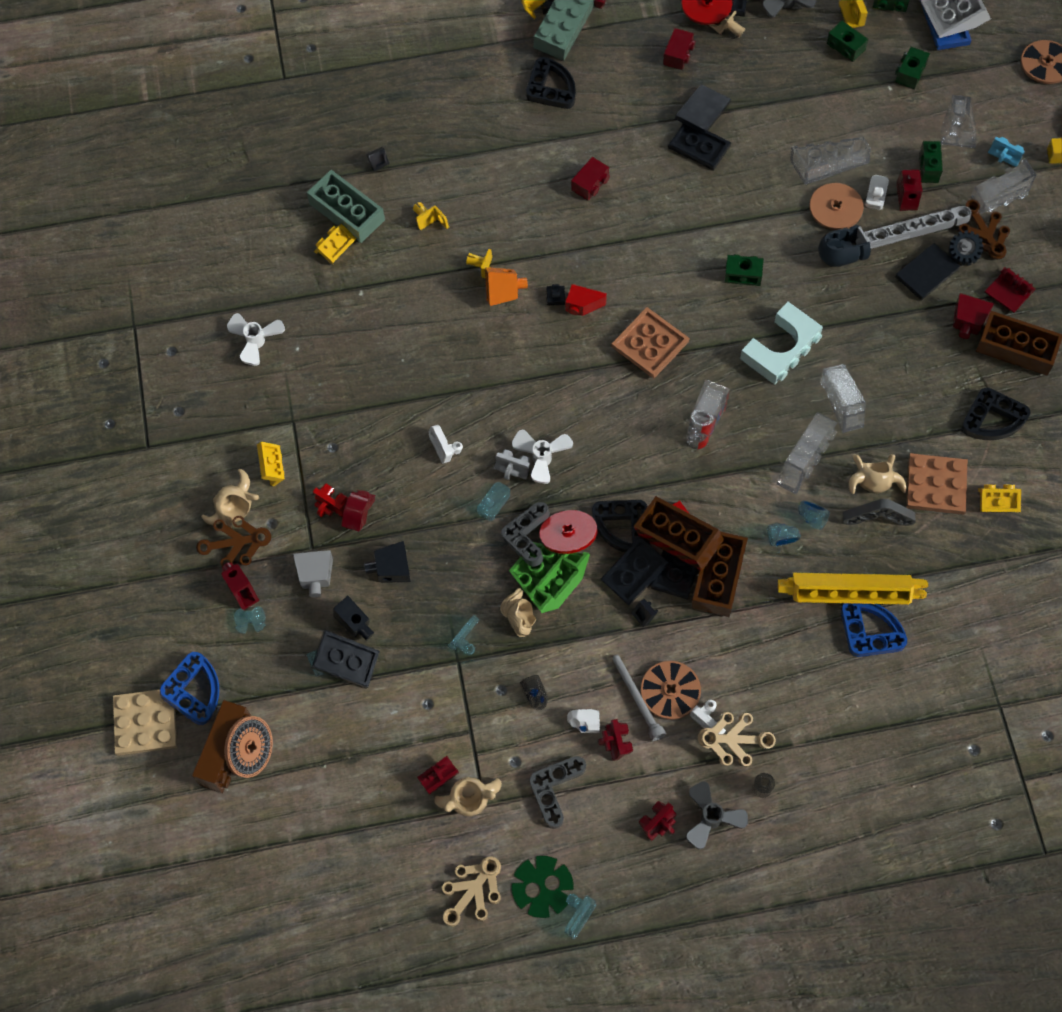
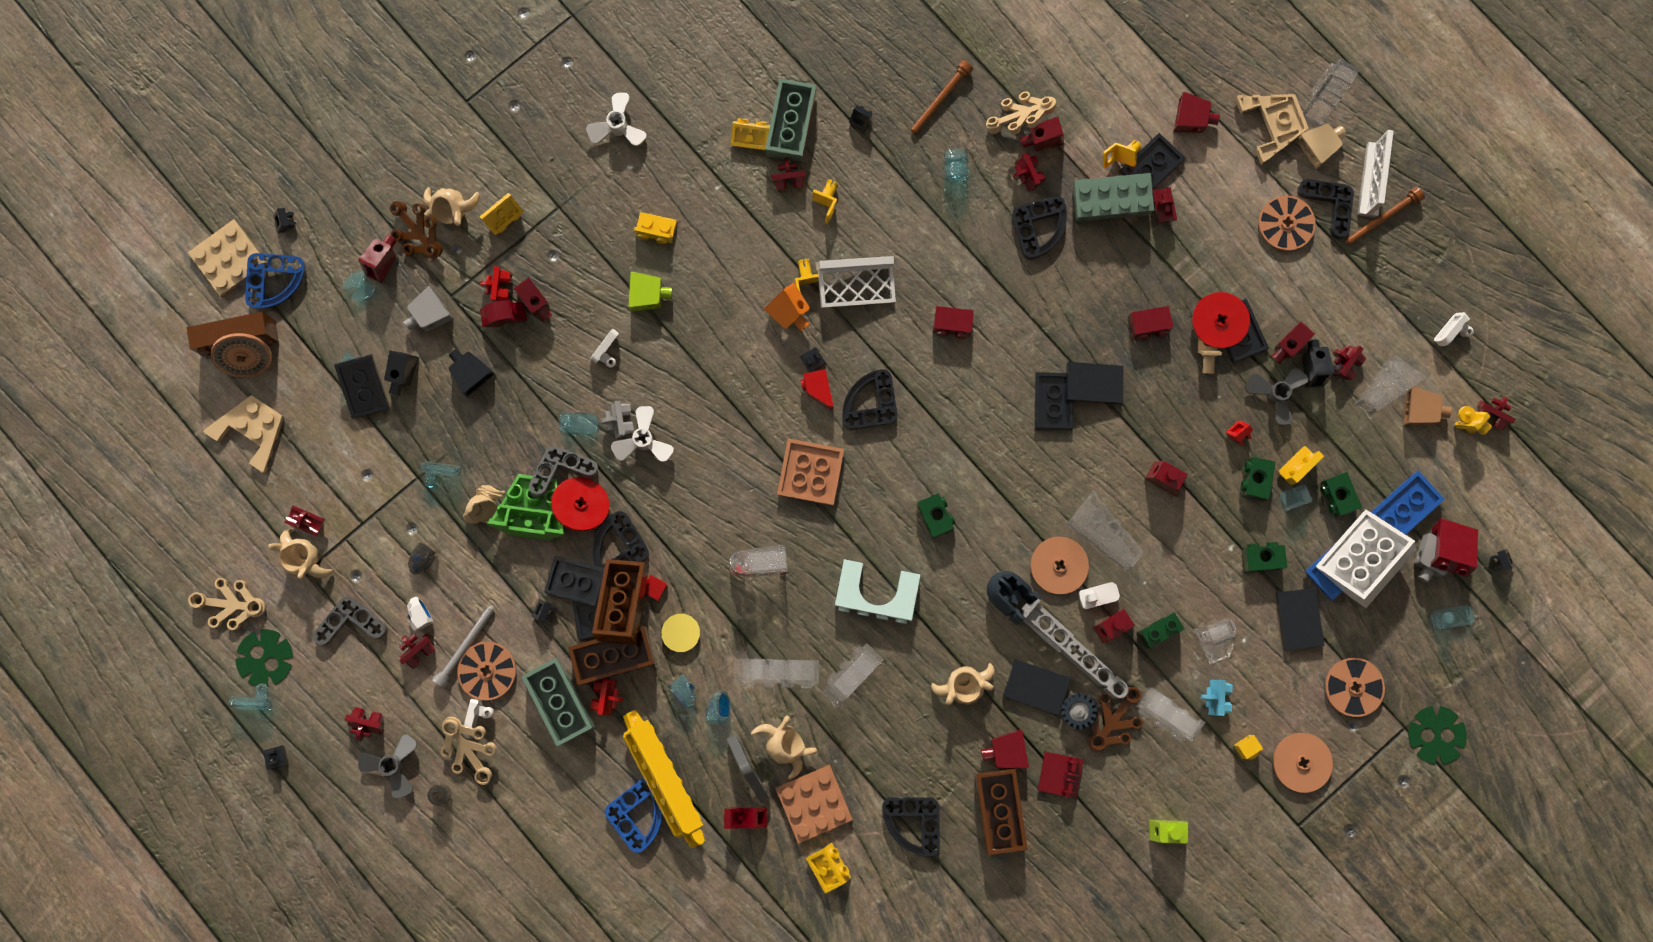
camera: 60 degrees right, 15 degrees up
(144, 652) = (281, 220): none -> black tile
(315, 776) = (255, 422): none -> tan wing
(361, 476) = (528, 293): none -> dark red torso
(364, 354) = (655, 228): none -> yellow bracket
(382, 229) = (779, 179): none -> dark red hips
(389, 72) = (964, 69): none -> dark orange piece
(415, 387) = (647, 292): none -> lime torso
(459, 27) = (1022, 113): none -> tan plant
(464, 112) = (956, 165): none -> clear light blue wheel
(482, 40) = (1044, 135): none -> dark red torso
(498, 223) = (860, 265): none -> white fence
(503, 69) = (1027, 173): none -> dark red hips
(628, 264) = (883, 406): none -> black beam
(644, 923) = (275, 757): none -> black tile
(729, 512) = (680, 633): none -> light yellow tile
(735, 638) = (558, 702): none -> sand green brick
(758, 606) = (608, 697): none -> red hips
(802, 35) = (1239, 432): none -> red tile
(810, 96) = (1166, 477): none -> dark red torso
(876, 25) = (1295, 497): none -> clear light blue panel
(899, 315) = (965, 685): none -> tan piece
(922, 539) = (745, 817): none -> dark red brick
(973, 70) = (1300, 619): none -> black tile

